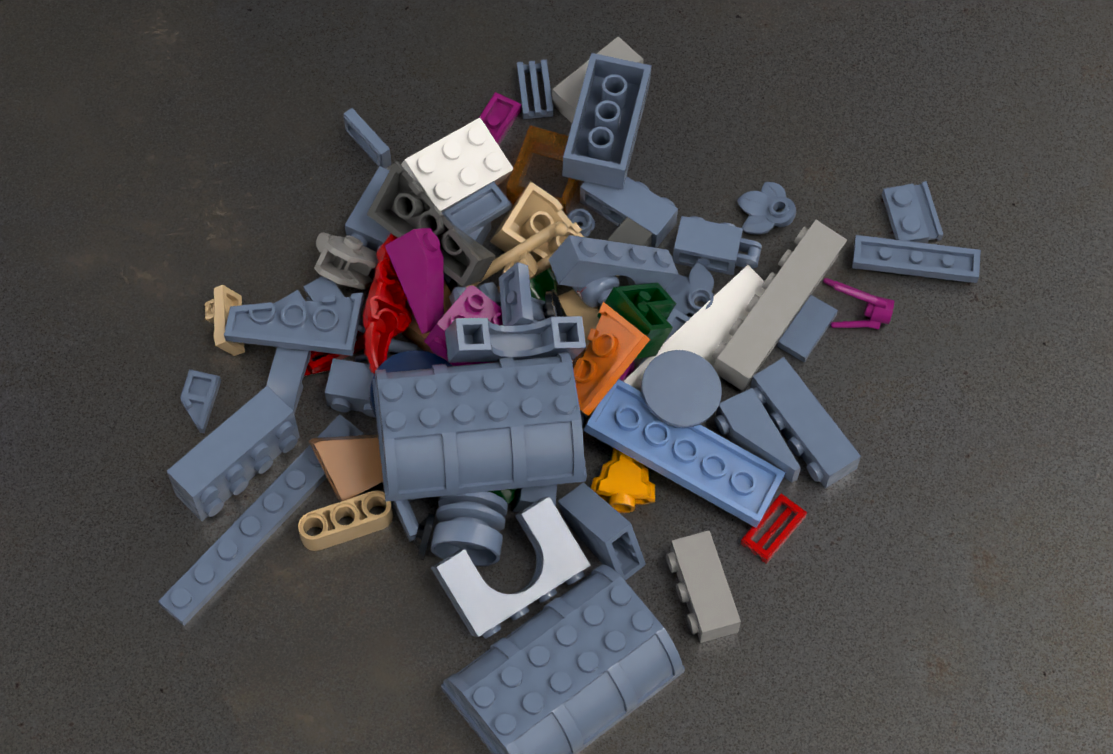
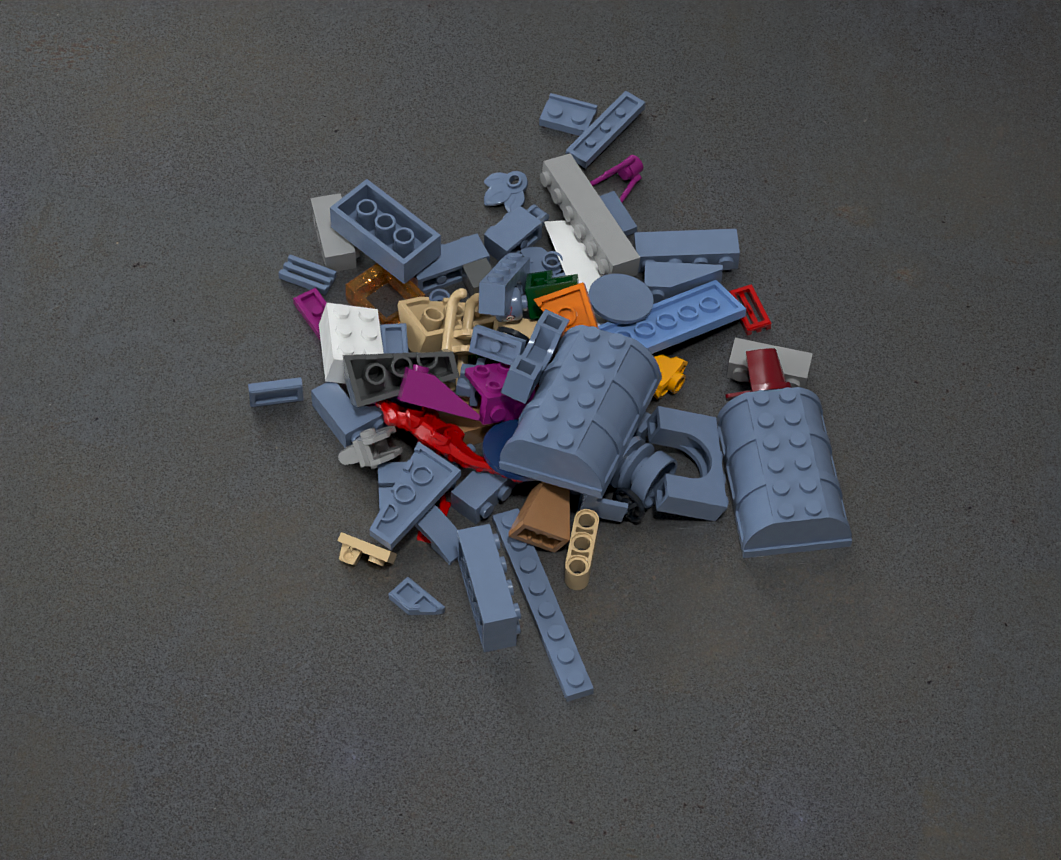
camera: 60 degrees left, 10 degrees down
(602, 530) = (693, 394): sand blue slope -> none
(664, 582) = (763, 371): none -> dark red container

